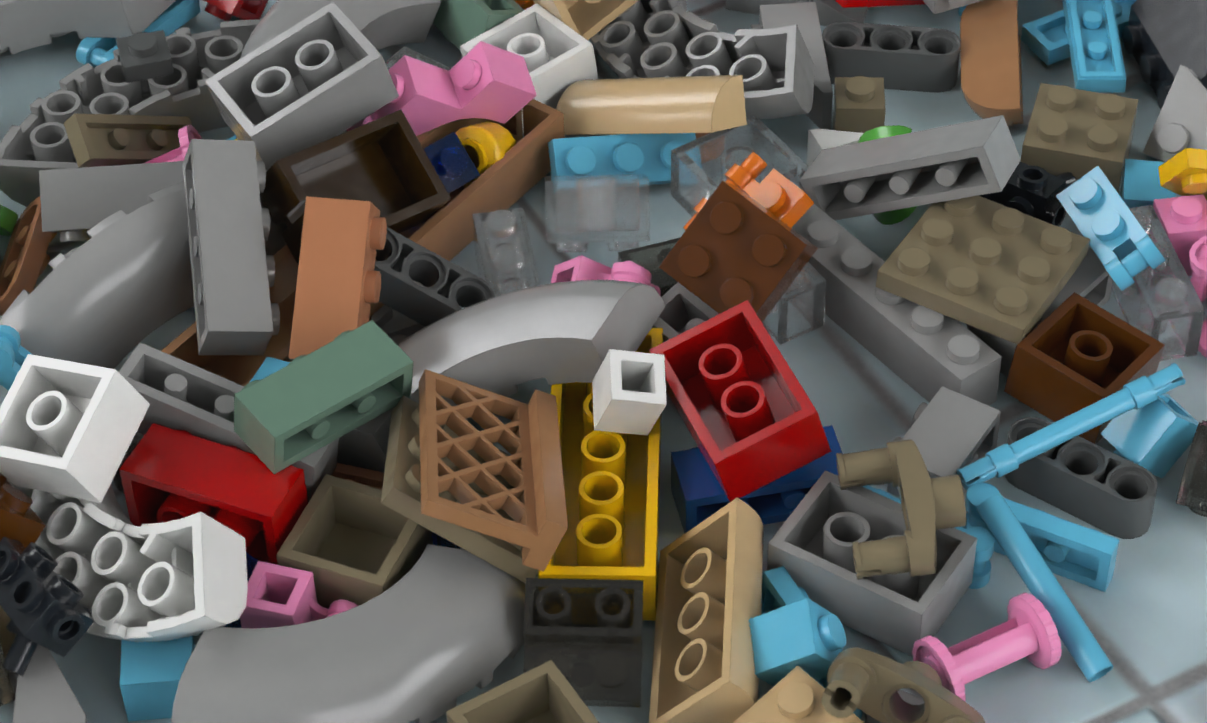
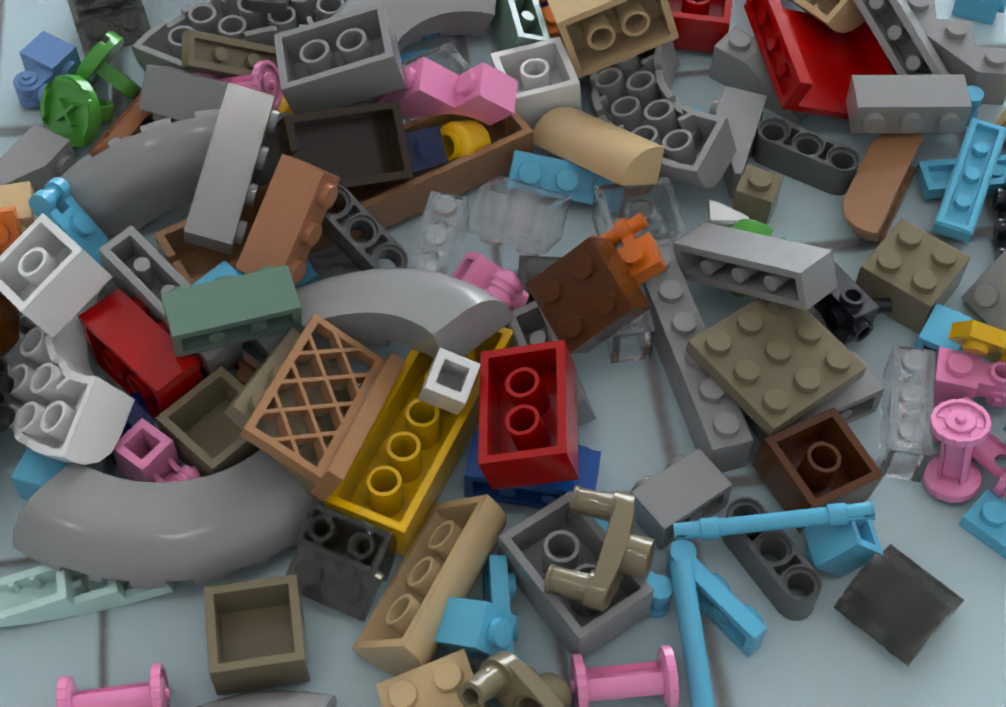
camera: 20 degrees right, 10 degrees up
(1111, 227) = (889, 362): medium azure plate -> none

